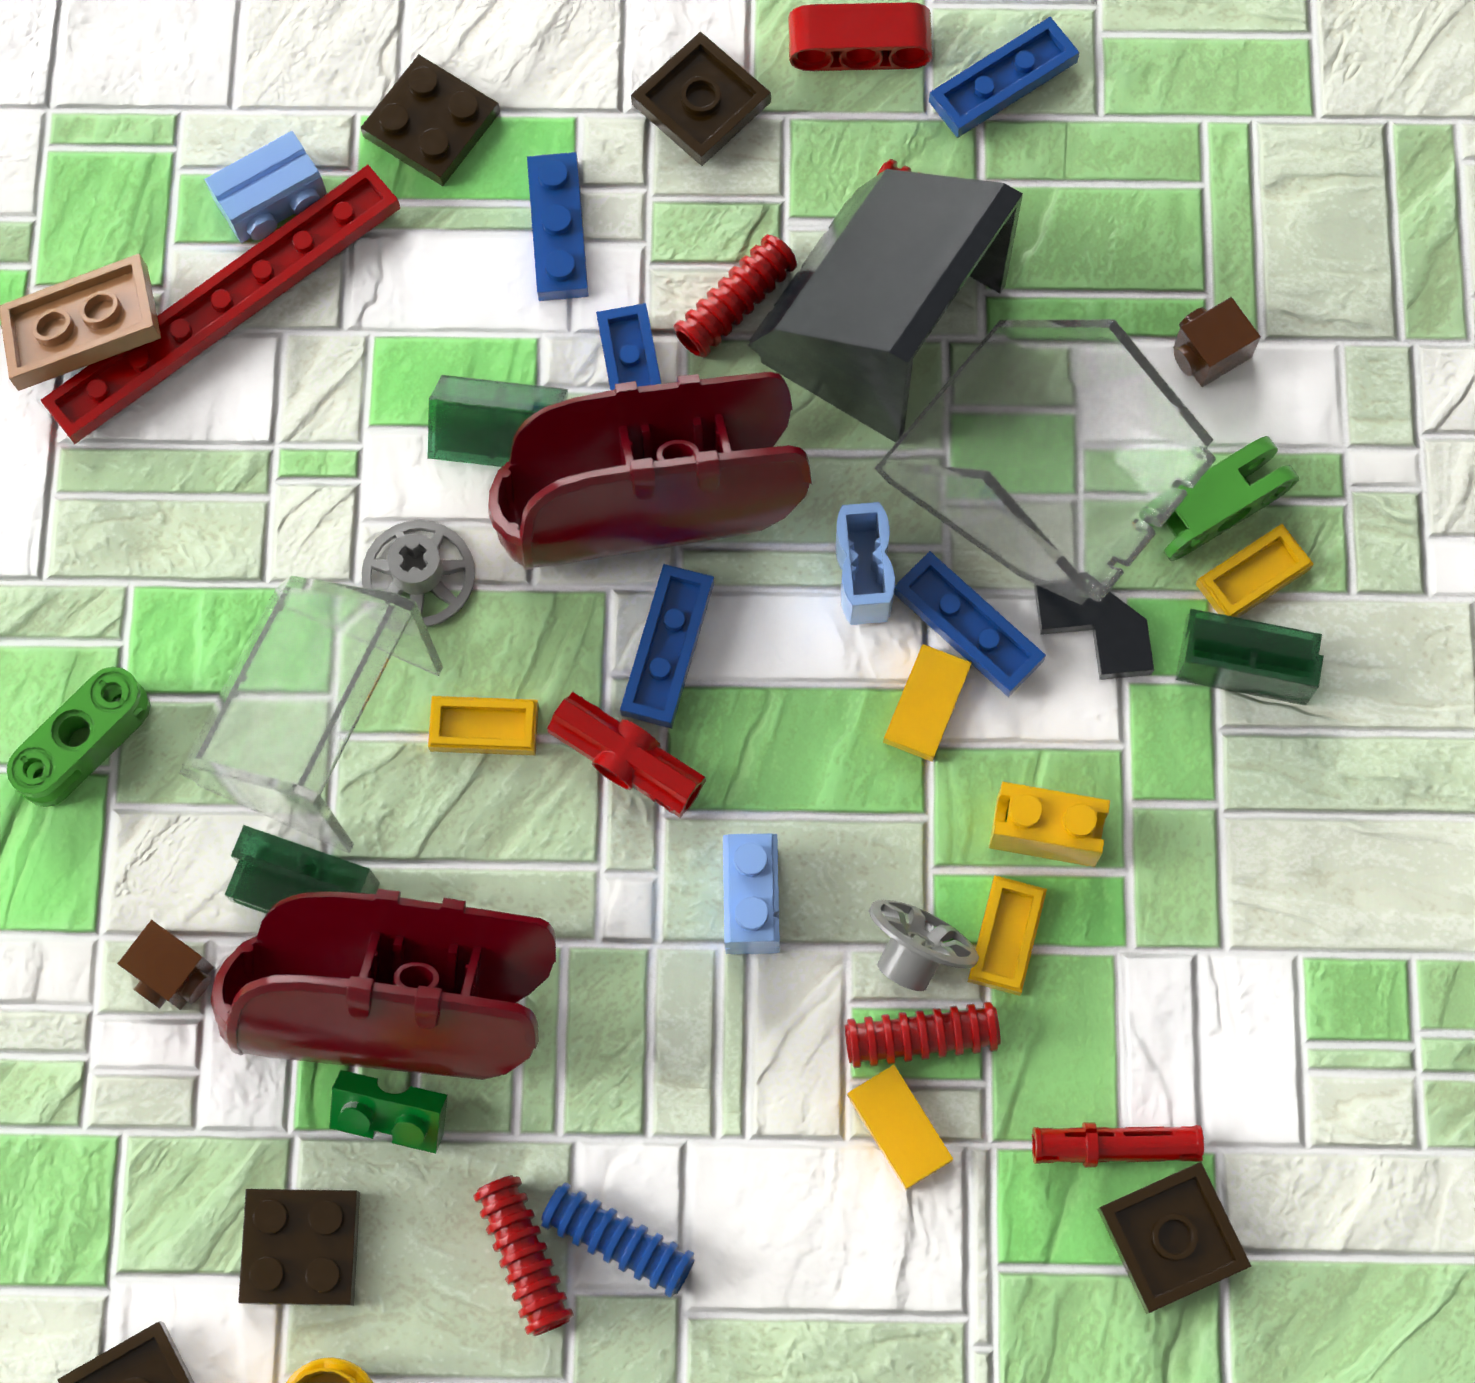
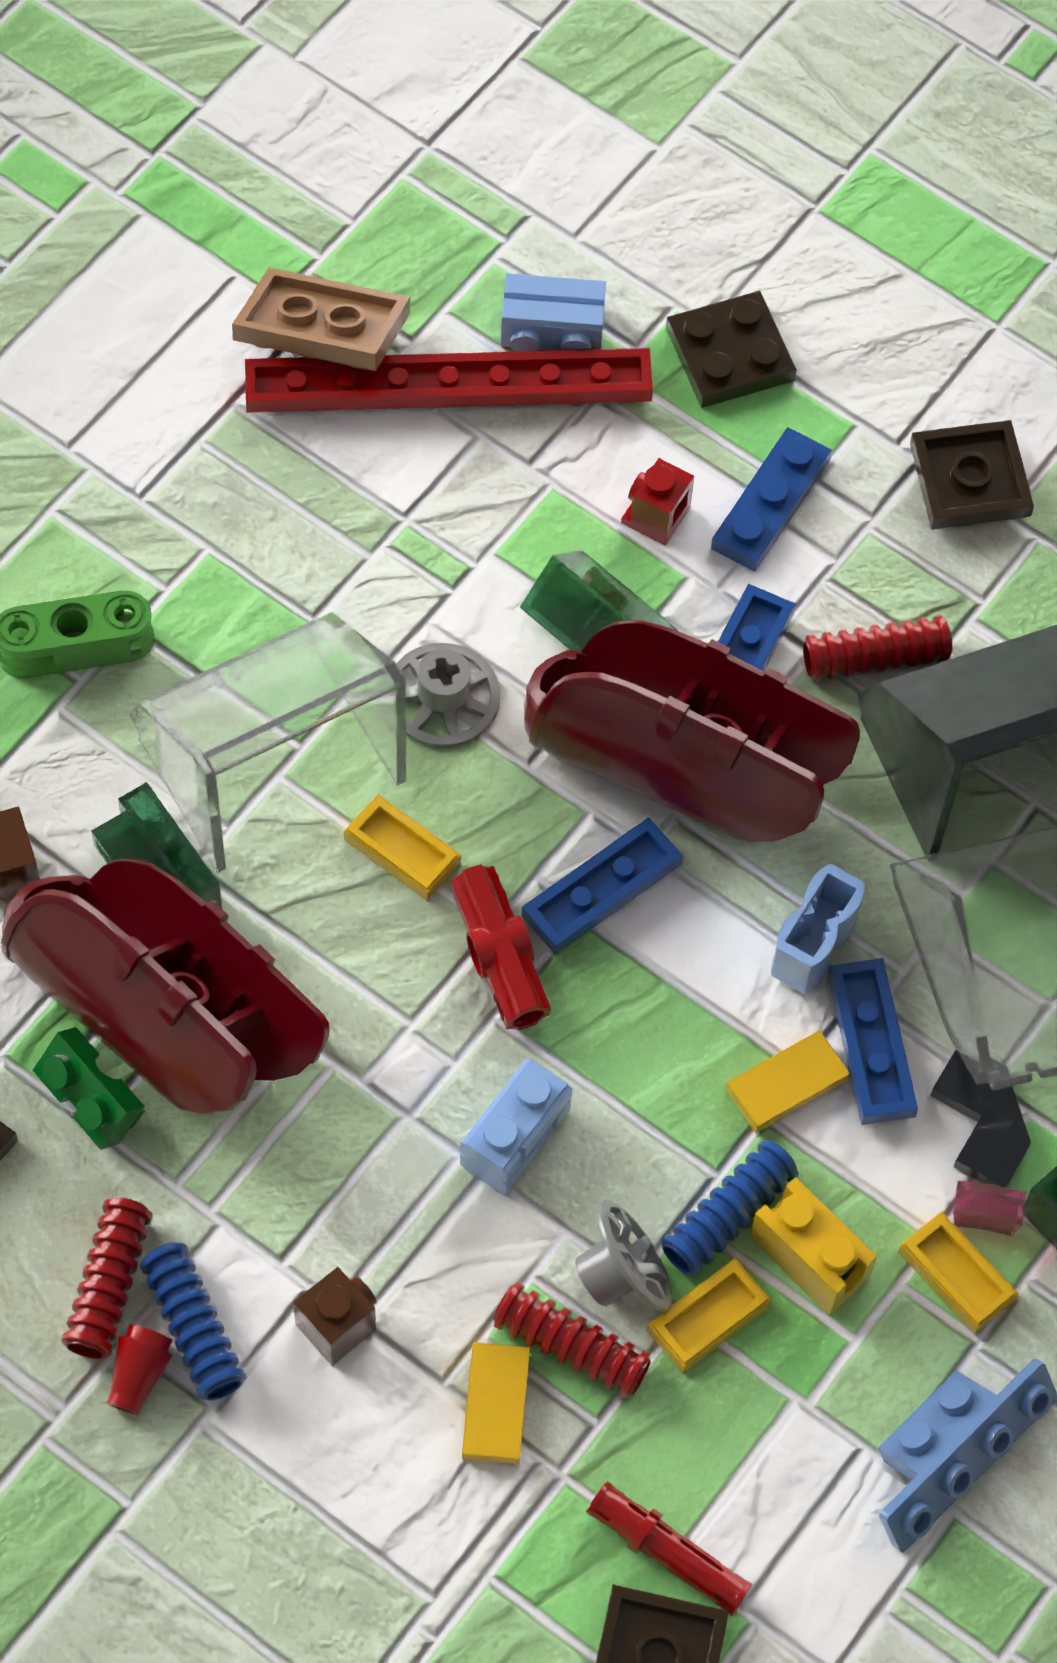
camera: 30 degrees right, 10 degrees down
(472, 291) = (659, 501): none -> red brick
(603, 1309) = (137, 1367): none -> red cone
(728, 1150) = (336, 1314): none -> reddish brown brick
(962, 838) = (729, 1208): none -> blue piece
(1154, 694) = (988, 1207): none -> clear pink piece
(1166, 762) = (958, 1273): none -> yellow tile
(1261, 901) = (954, 1442): none -> medium blue bracket

